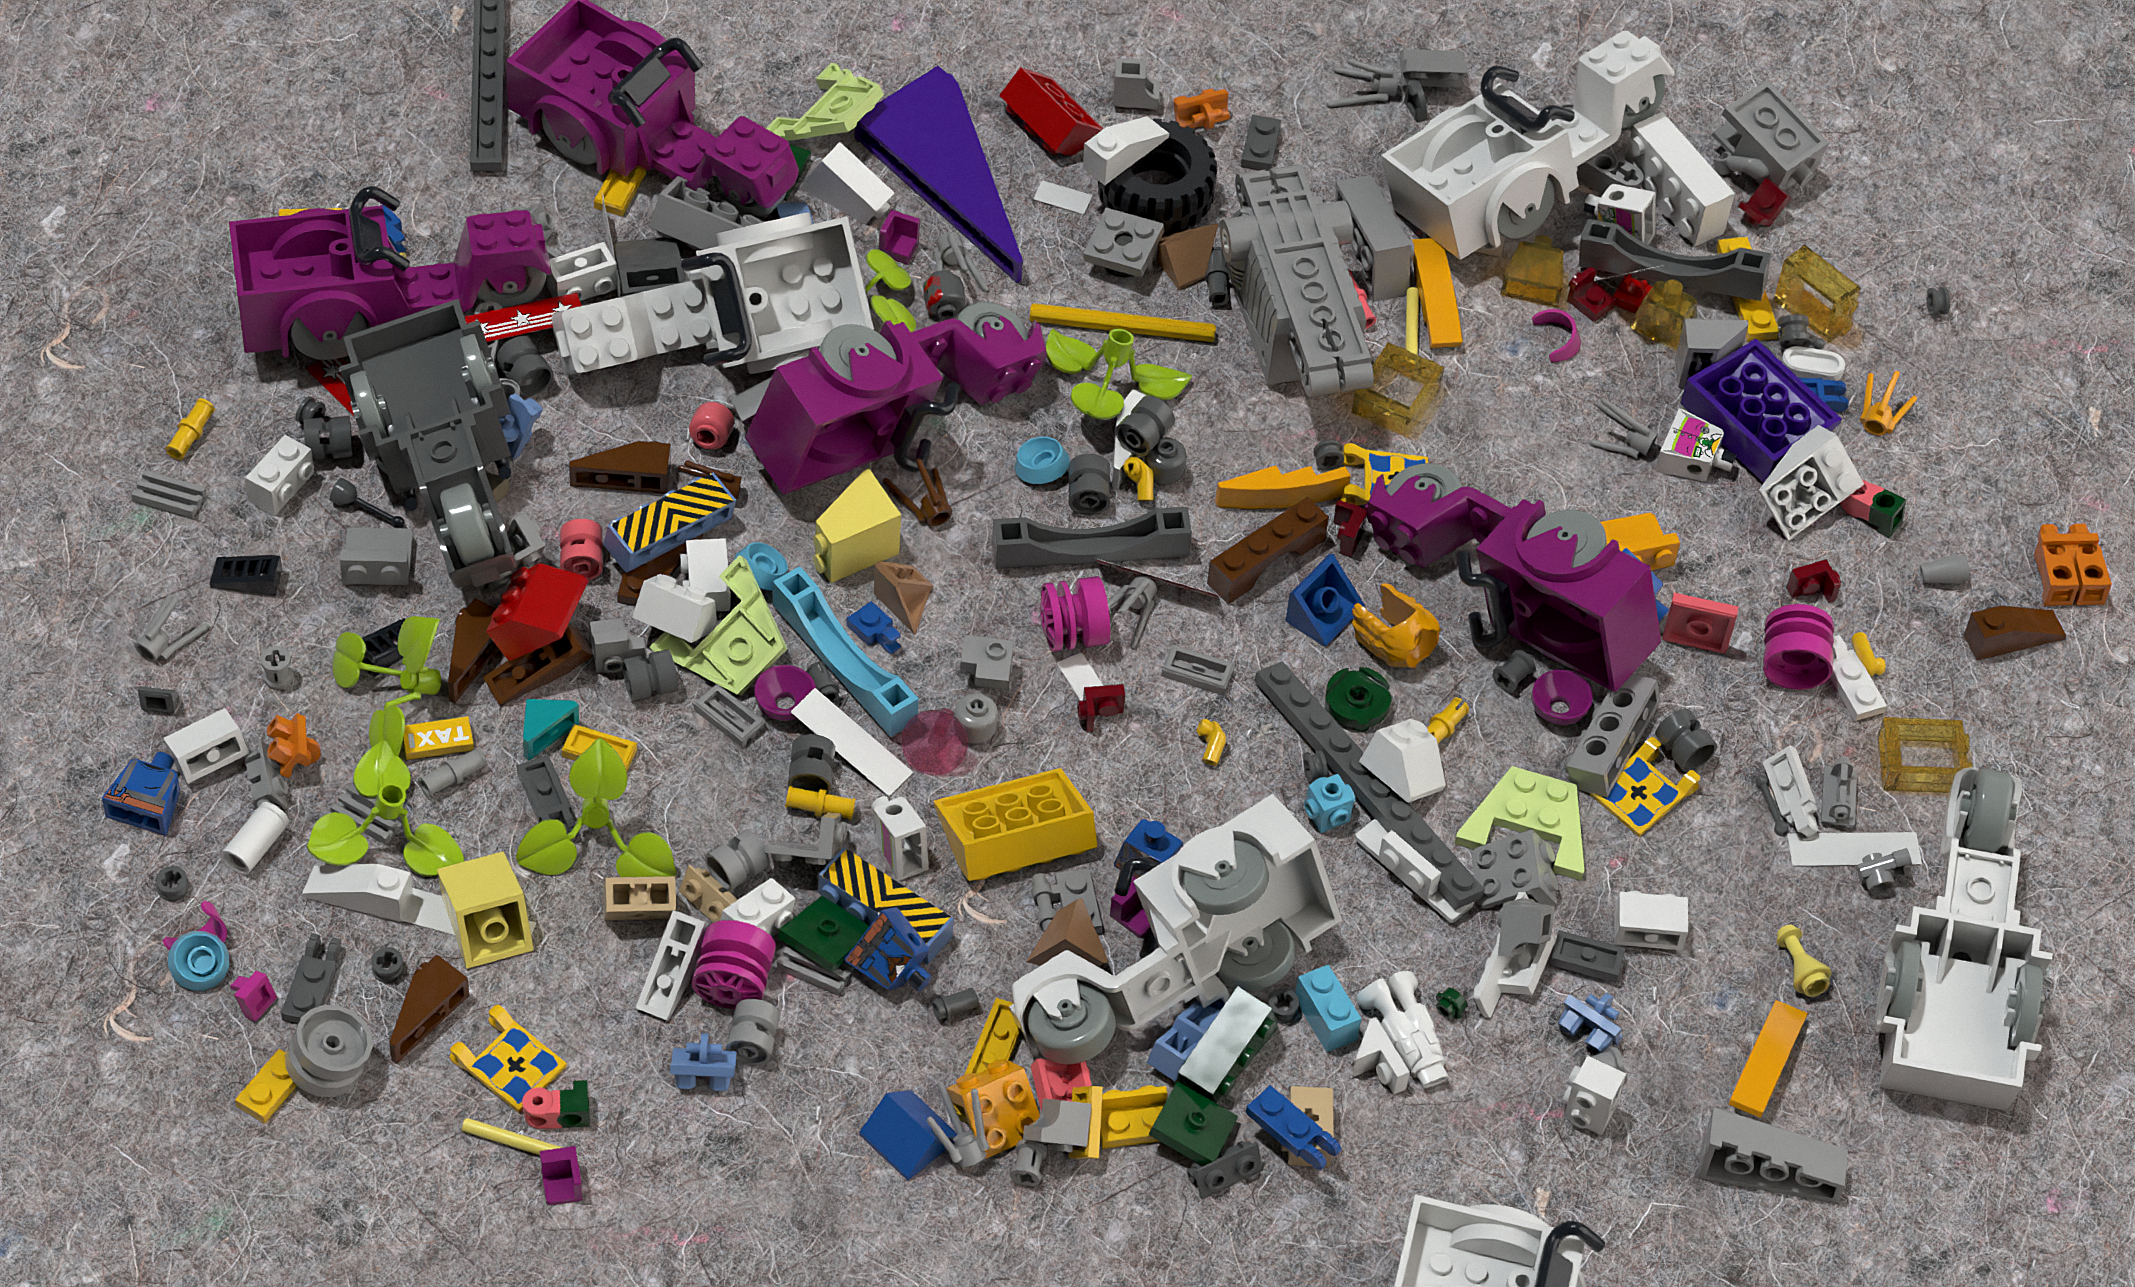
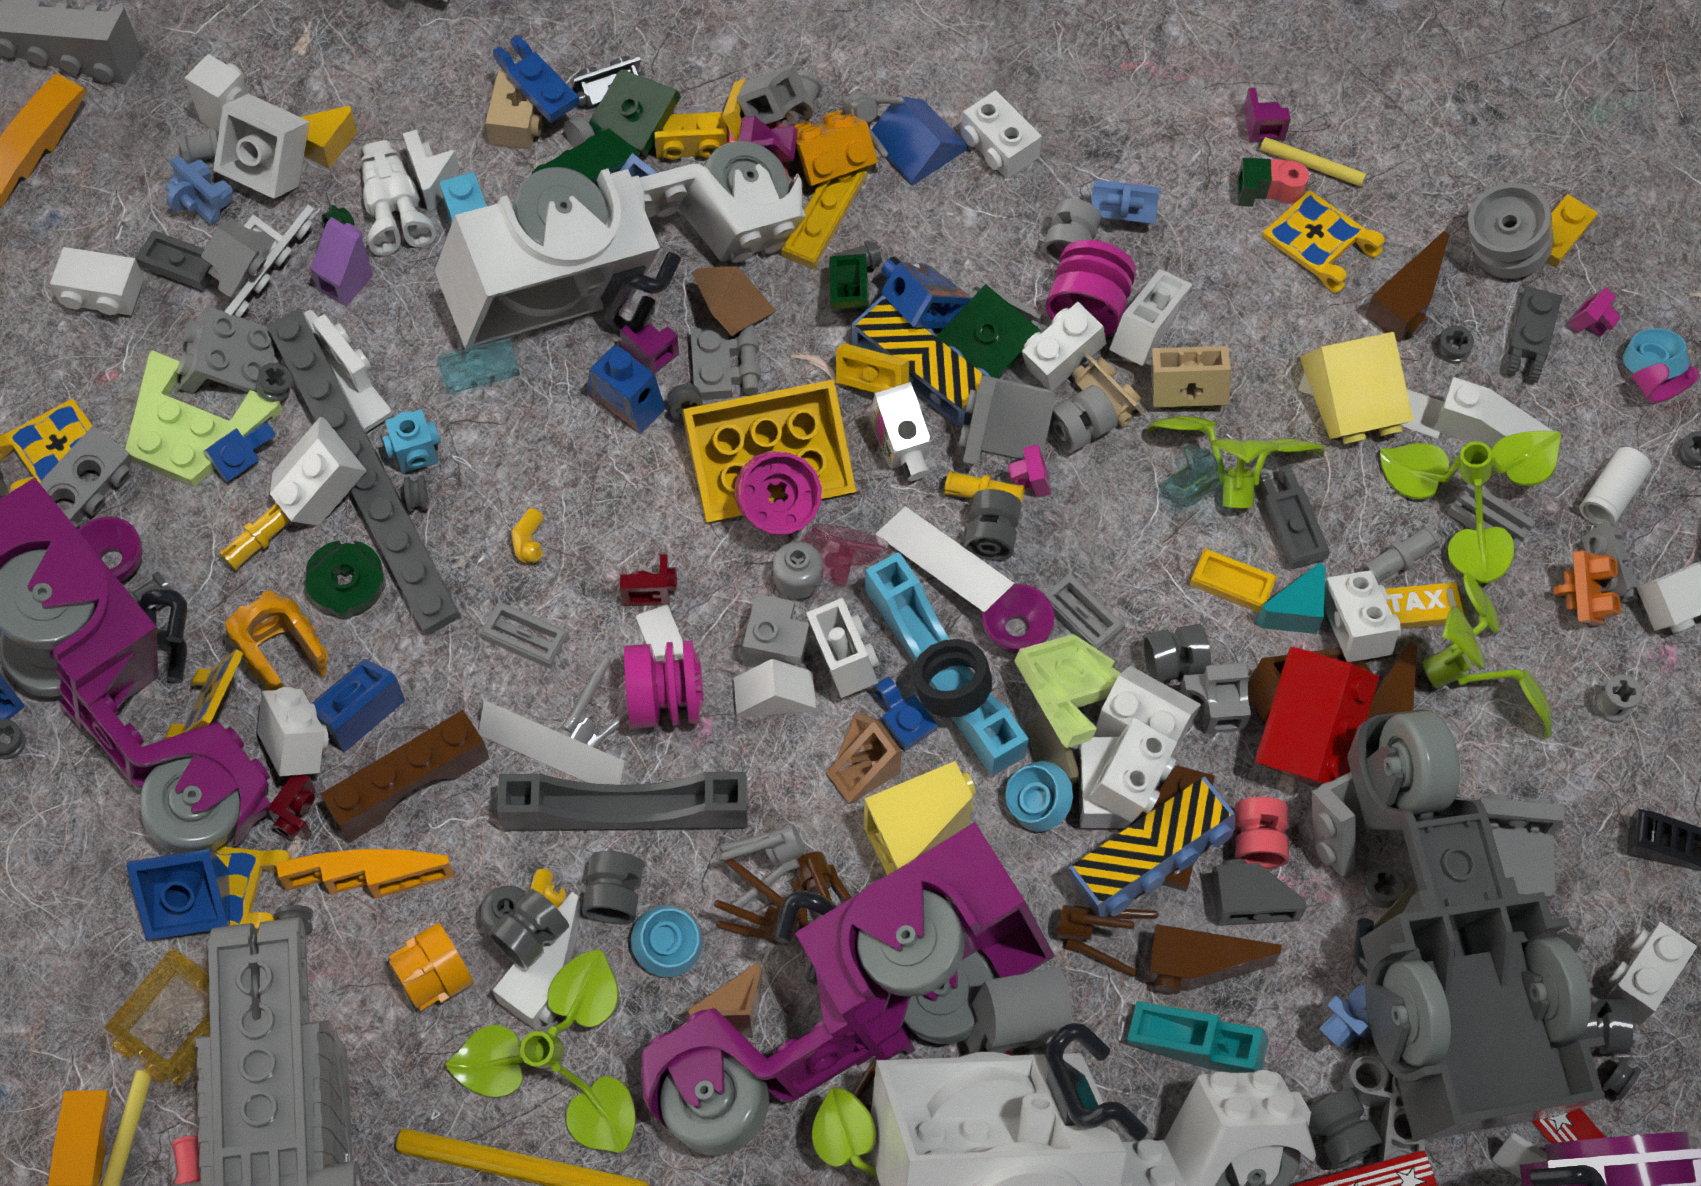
camera: 170 degrees left, 10 degrees up
(374, 642) = (1507, 710): black slope -> none
(492, 709) = (1360, 616): none -> white brick
(588, 503) = (1253, 895): none -> dark grey slope
(630, 418) = (1198, 1038): none -> teal slope
(637, 815) = (1193, 481): none -> clear light blue bracket
(689, 551) = (1134, 770): none -> white brick
(711, 425) = (1098, 1012): coral head -> none
(779, 816) = (1031, 471): none -> dark pink tile
(823, 681) = (969, 629): dark grey pin -> none
(828, 1132) = (1000, 134): none -> white brick
(847, 603) = (959, 701): none -> black tyre
(930, 651) = (842, 647): none -> white brick
(942, 893) = (869, 369): none -> yellow plate
(957, 471) = (767, 922): none -> reddish brown plant
(959, 955) = (849, 284): none -> dark green slope
(963, 508) = (780, 845): none -> light grey plant
(982, 624) = (774, 689): none -> white slope
(988, 412) = (737, 1000): none -> medium nougat slope
(1001, 760) = (800, 488): none -> dark pink wheel
(1055, 1076) = (778, 140): none -> magenta panel
(1095, 856) = (681, 394): none -> dark grey bush
(1214, 421) = (430, 967): none -> light orange piece
(1237, 1101) = (577, 130): none -> light grey tile
(1364, 560) = (291, 731): none -> white brick
(1401, 456) = (181, 893): none -> blue slope
(1431, 951) = (341, 262): none -> medium lavender slope
(1434, 571) = (214, 686): none -> yellow flag
(1466, 853) = (275, 392): none -> dark grey bush
(1479, 788) = (235, 453): none -> blue plate
(1494, 1083) = (329, 134): none -> yellow slope
(1539, 1044) = (261, 145): none -> white brick

